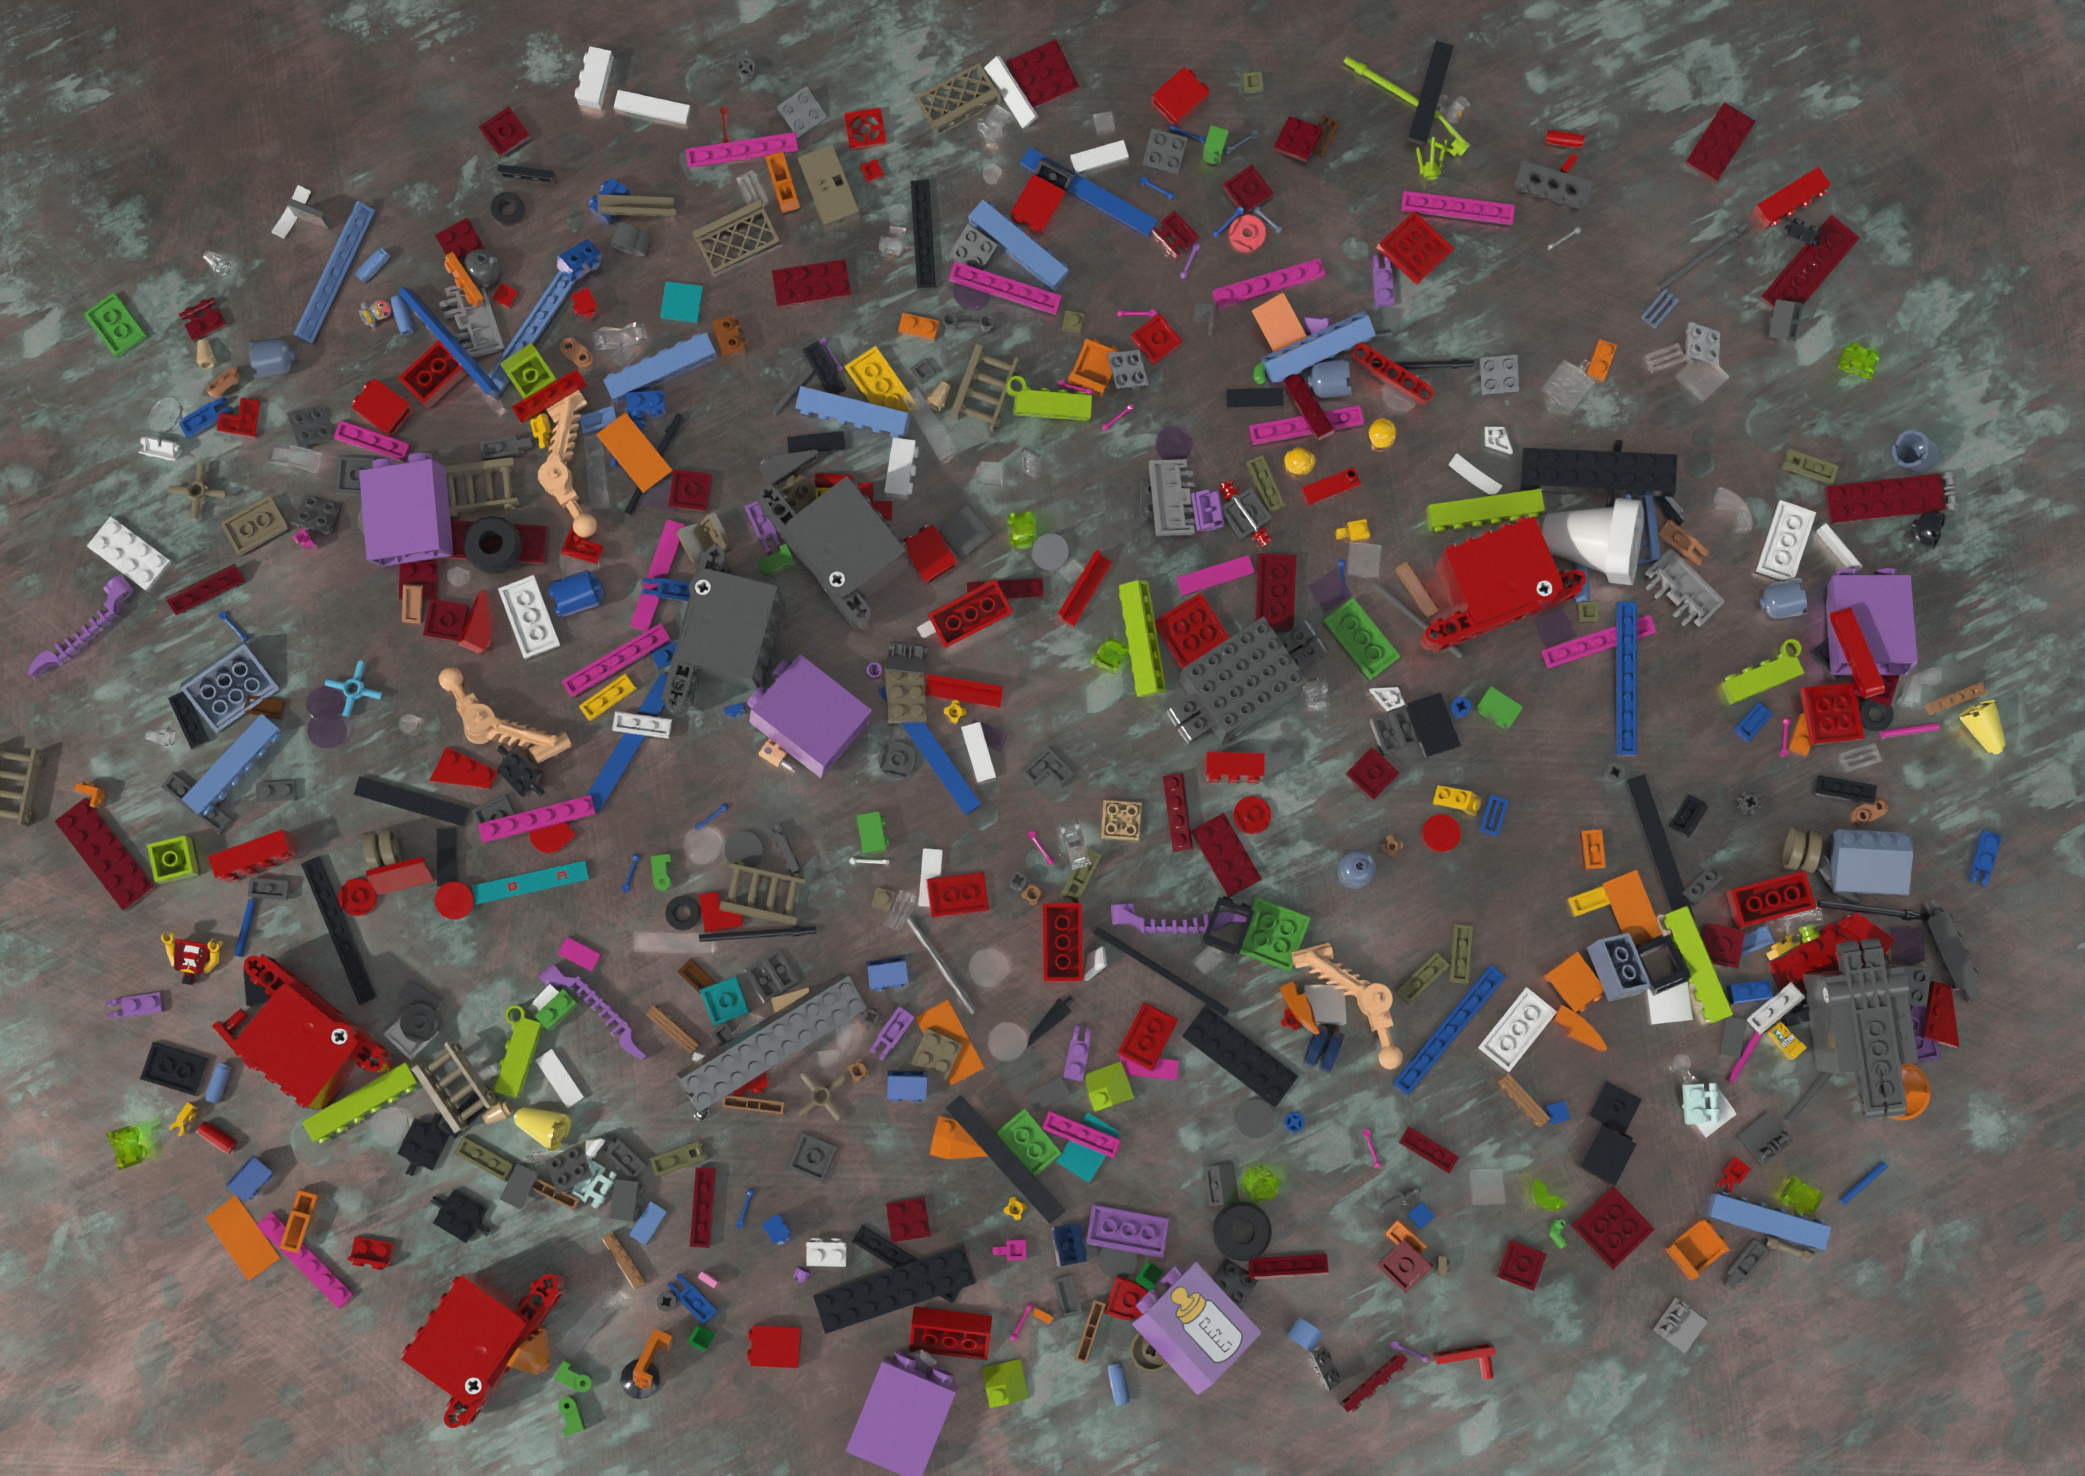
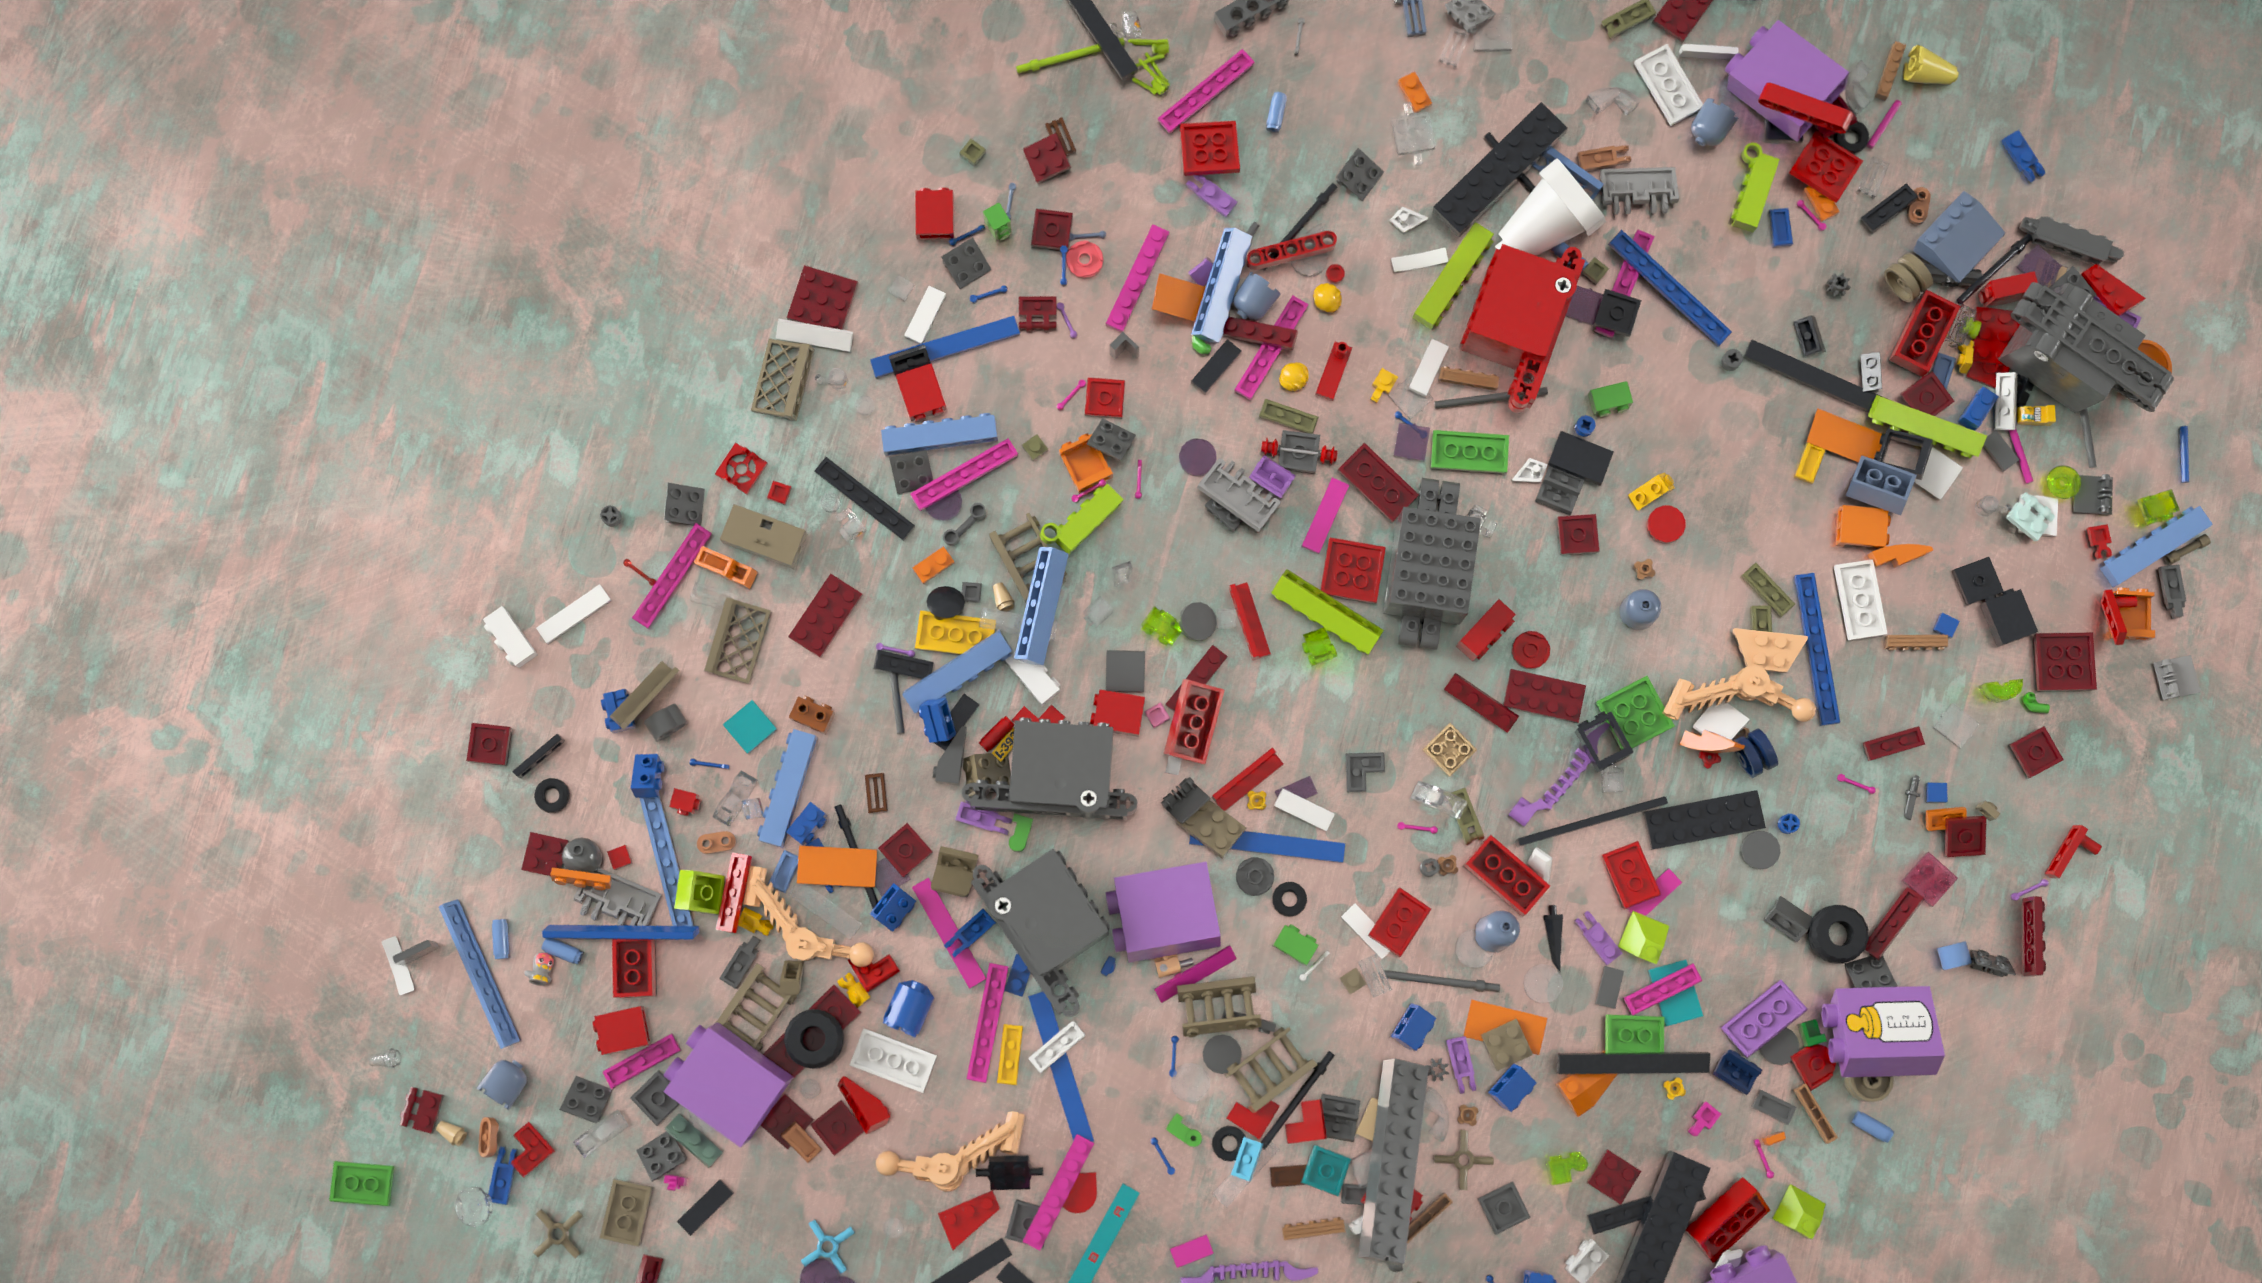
camera: 50 degrees left, 0 degrees up
(168, 449) = (502, 1230): white hinge -> none
(307, 578) = (705, 1207): none -> black tile
(347, 527) = (693, 1140): none -> sand green plate
(522, 491) = (791, 979): none -> dark tan slope
(554, 547) = (856, 991): none -> yellow plate
(620, 285) = (693, 762): none -> blue hinge
(639, 518) = (893, 907): none -> blue brick
(680, 934) = (1247, 1159): none -> medium azure plate
(703, 445) = (868, 792): none -> reddish brown tile
(746, 962) = (1313, 1126): none -> red tile
(780, 799) = (1215, 989): none -> dark tan fence
(785, 778) = (1196, 973): none -> dark pink piece
(803, 427) = (937, 720): none -> blue brick
(878, 670) = (1173, 831): medium lavender hinge -> none
(879, 1172) = (1559, 1168): none -> clear neon green brick
(897, 358) = (945, 602): none -> black dish
(914, 799) = (1289, 887): none -> black tyre
(953, 584) = (1157, 715): none -> bright pink tile
(955, 426) = (1041, 606): none -> medium blue brick
(998, 117) = (824, 361): clear tile -> none
(1006, 972) = (1492, 931): none -> sand blue cylinder
(1260, 1183) = (1813, 889): clear neon green hair -> none
(1348, 1266) = (1930, 879): none -> clear pink plate
(1398, 553) = (1428, 367): none -> white tile
(1406, 423) = (1335, 273): none -> red tile
(1414, 992) = (1768, 649): none -> light nougat wing
(1488, 831) = (1679, 477): blue tile -> none
(1489, 272) = (1276, 112): none -> medium blue piece
(1569, 654) = (1617, 312): none -> black plate
(1593, 849) = (1775, 425): orange plate -> none
(1671, 509) = (1572, 143): black bar -> none
(1688, 1224) = (2113, 616): none -> red piece
(1761, 1104) = (2069, 477): none -> clear neon green piece

